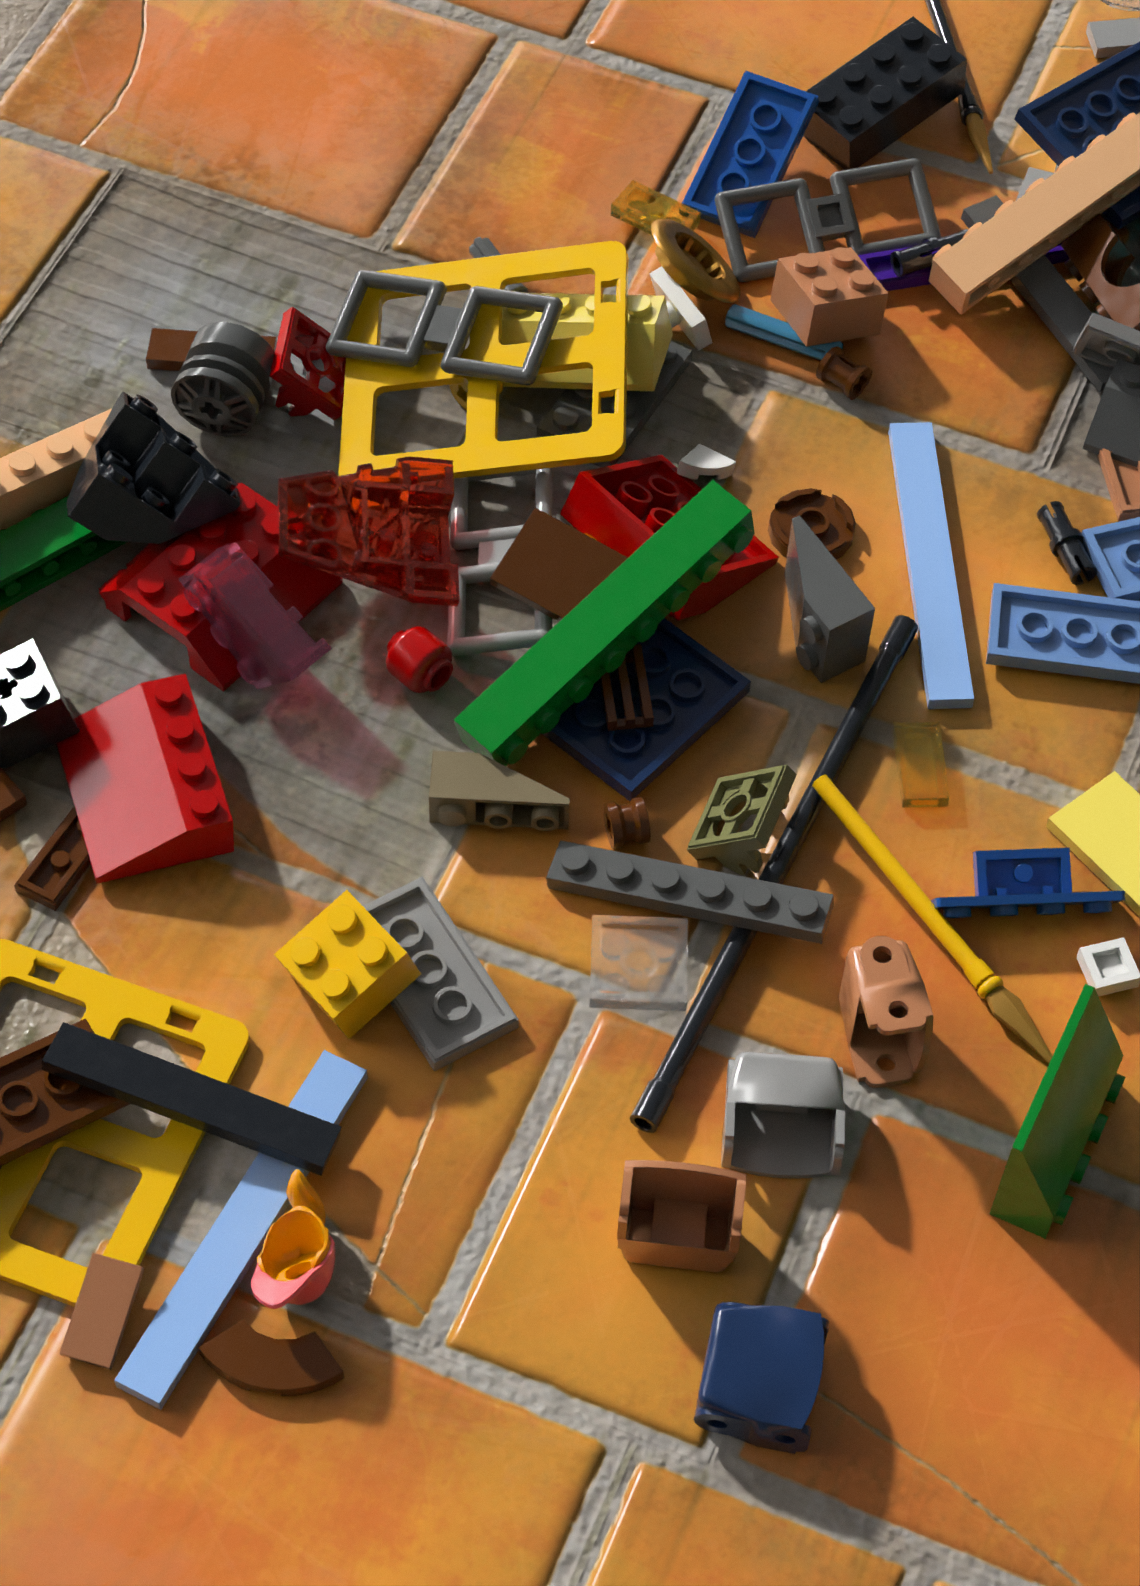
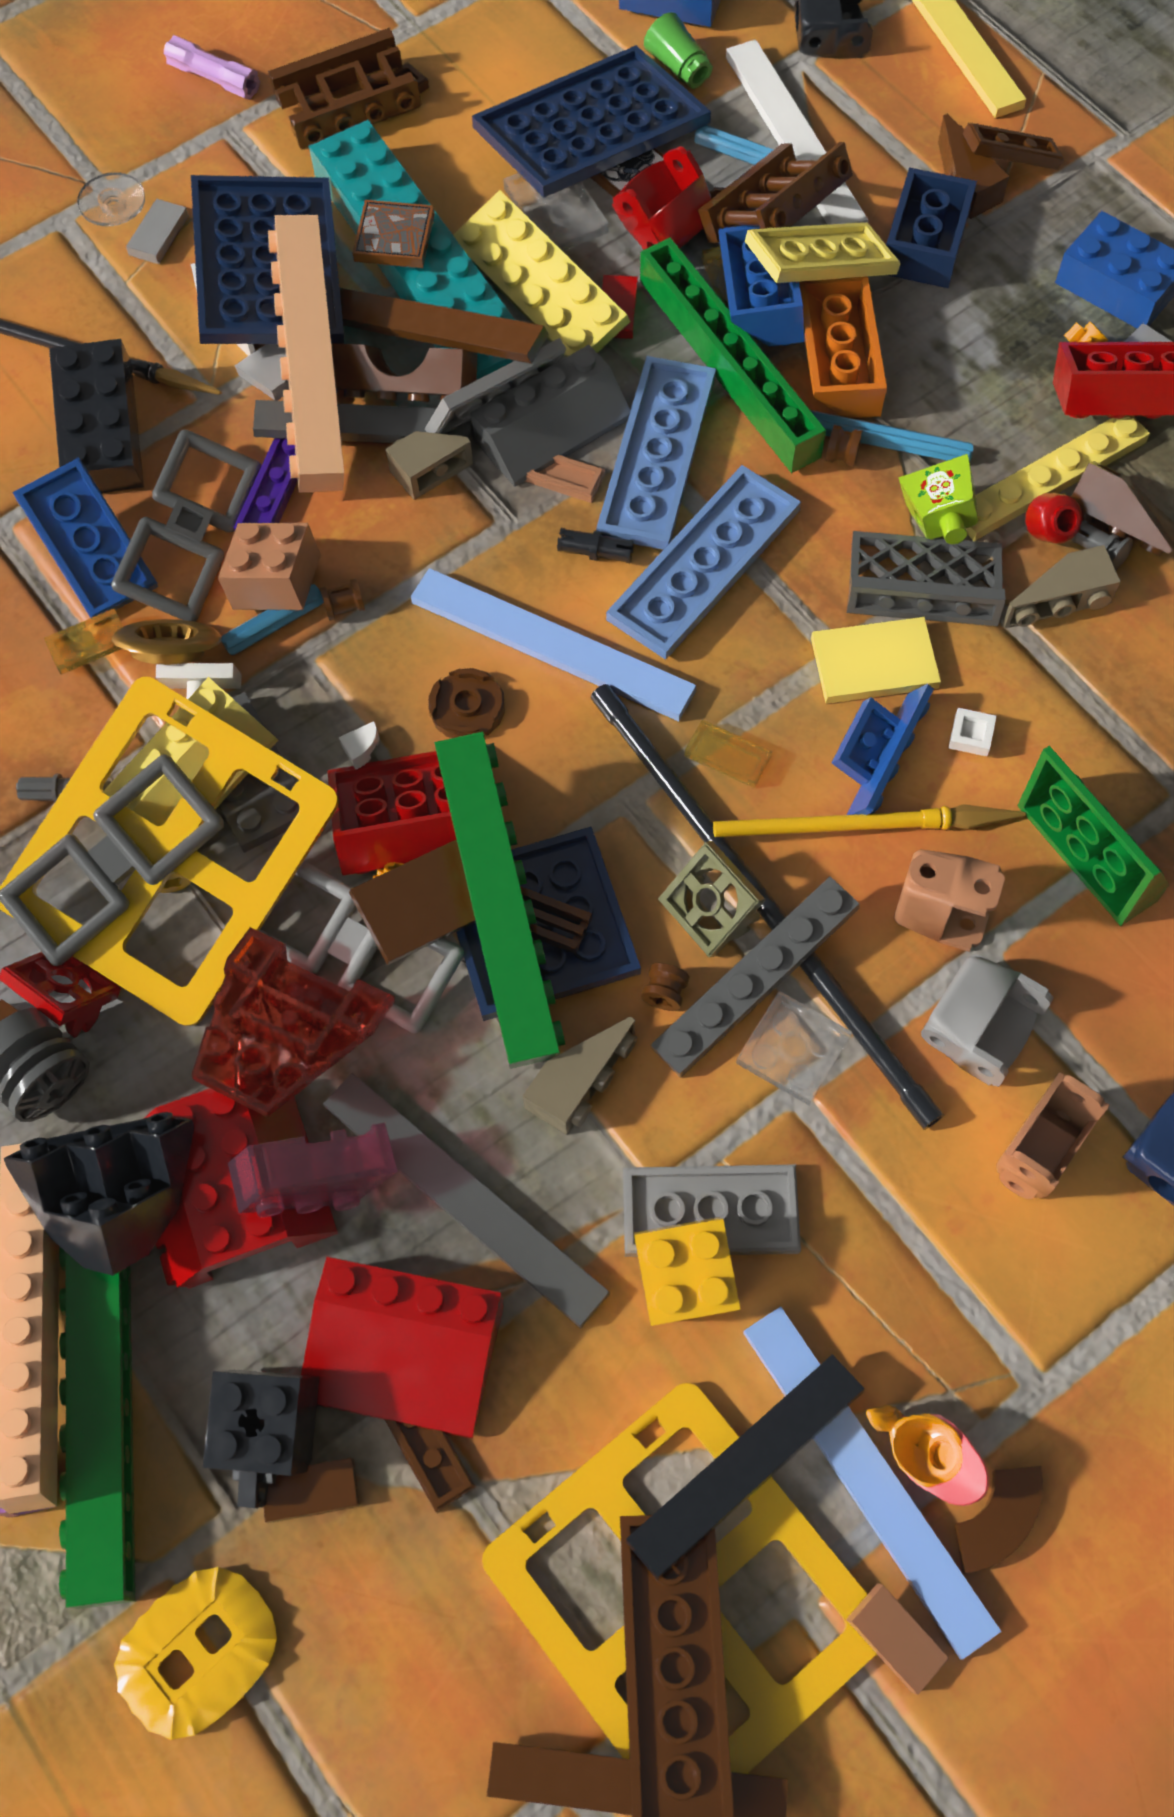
camera: 55 degrees left, 10 degrees up
(312, 773) = (472, 1203): none -> dark grey tile
(419, 660) = (418, 1059): red head -> none
(826, 607) = (556, 736): dark grey slope -> none
(909, 259) = (275, 474): black pin -> none
(1047, 362) = (427, 460): none -> dark tan slope

